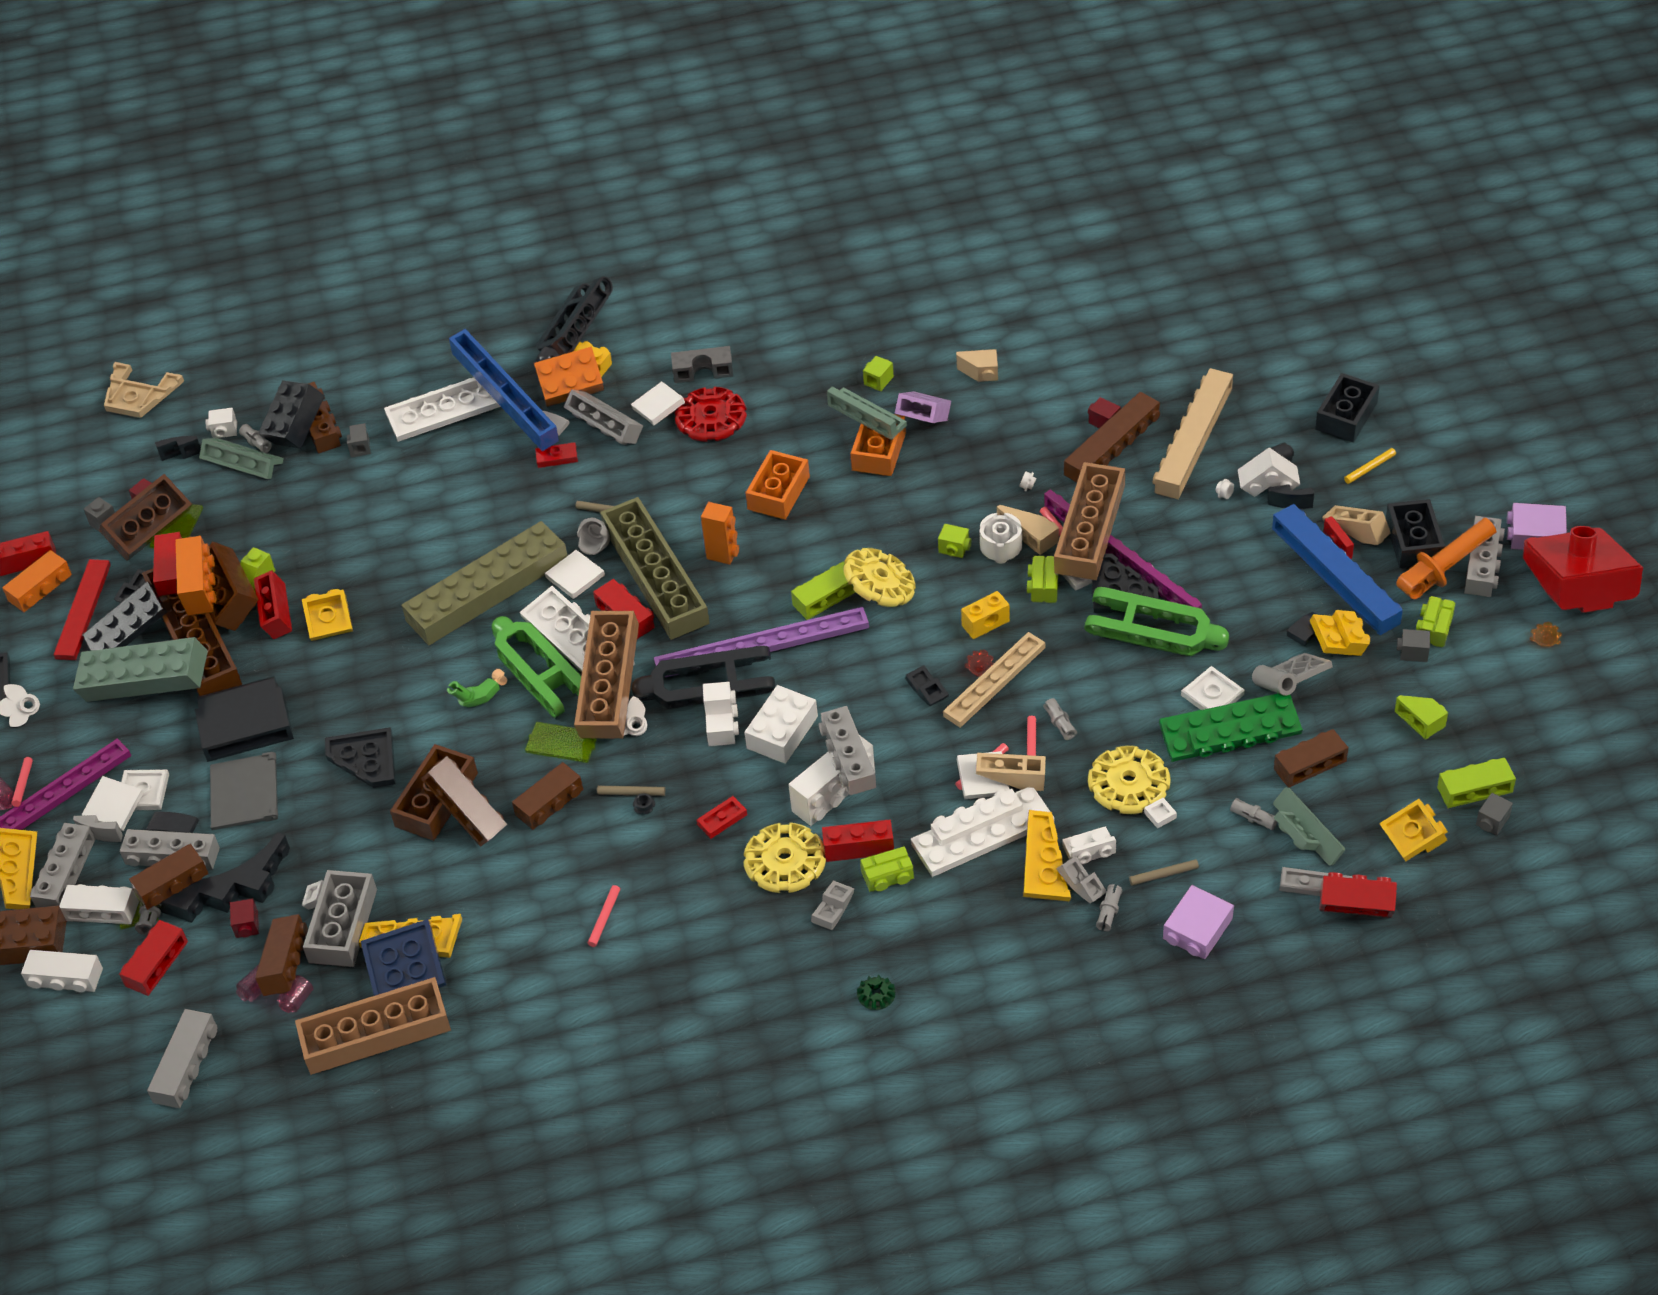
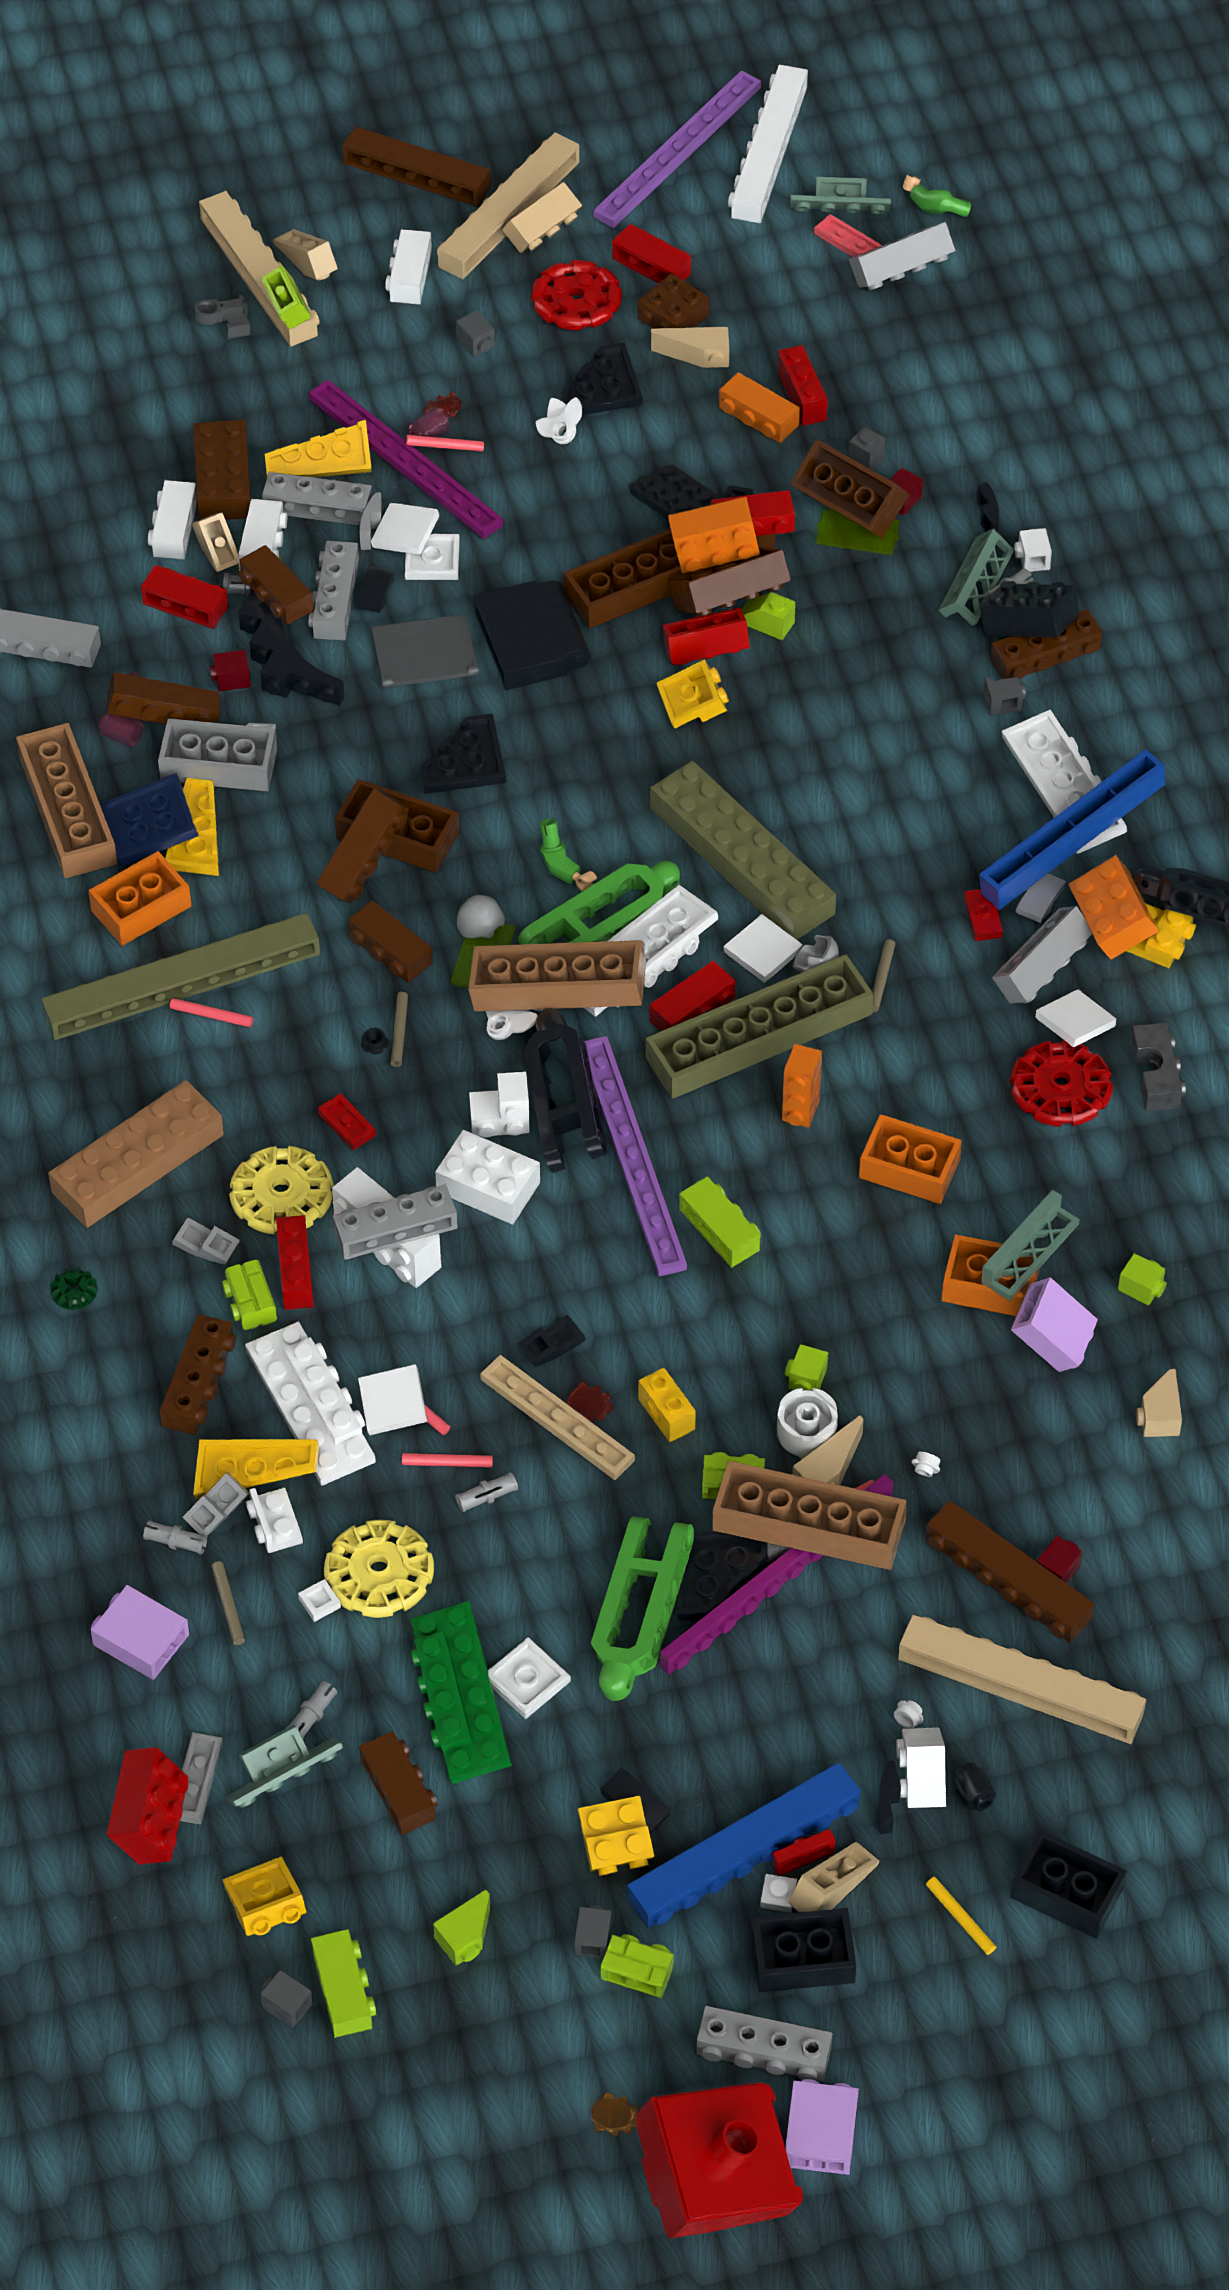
camera: 85 degrees right, 5 degrees up
(82, 609) = (718, 459): red tile -> none
(94, 937) = (216, 541): none -> tan slope
(134, 397) = (1084, 453): tan wing -> none
(140, 669) = (589, 517): sand green brick -> none
(488, 964) = (140, 898): none -> orange brick
(531, 738) = (479, 917): none -> light grey hair
(569, 937) = (180, 976): none -> olive brick
(749, 953) = (136, 1153): none -> medium nougat brick
(882, 582) = (719, 1290): light yellow plate -> none
(961, 899) = (197, 1374): none -> reddish brown brick
(1013, 770) = (387, 1425): tan slope -> none
(1286, 675) = (533, 1745): light grey piece -> none
(1366, 554) = (777, 1893): none -> white plate
(1431, 569) = (728, 1963): orange piece -> none

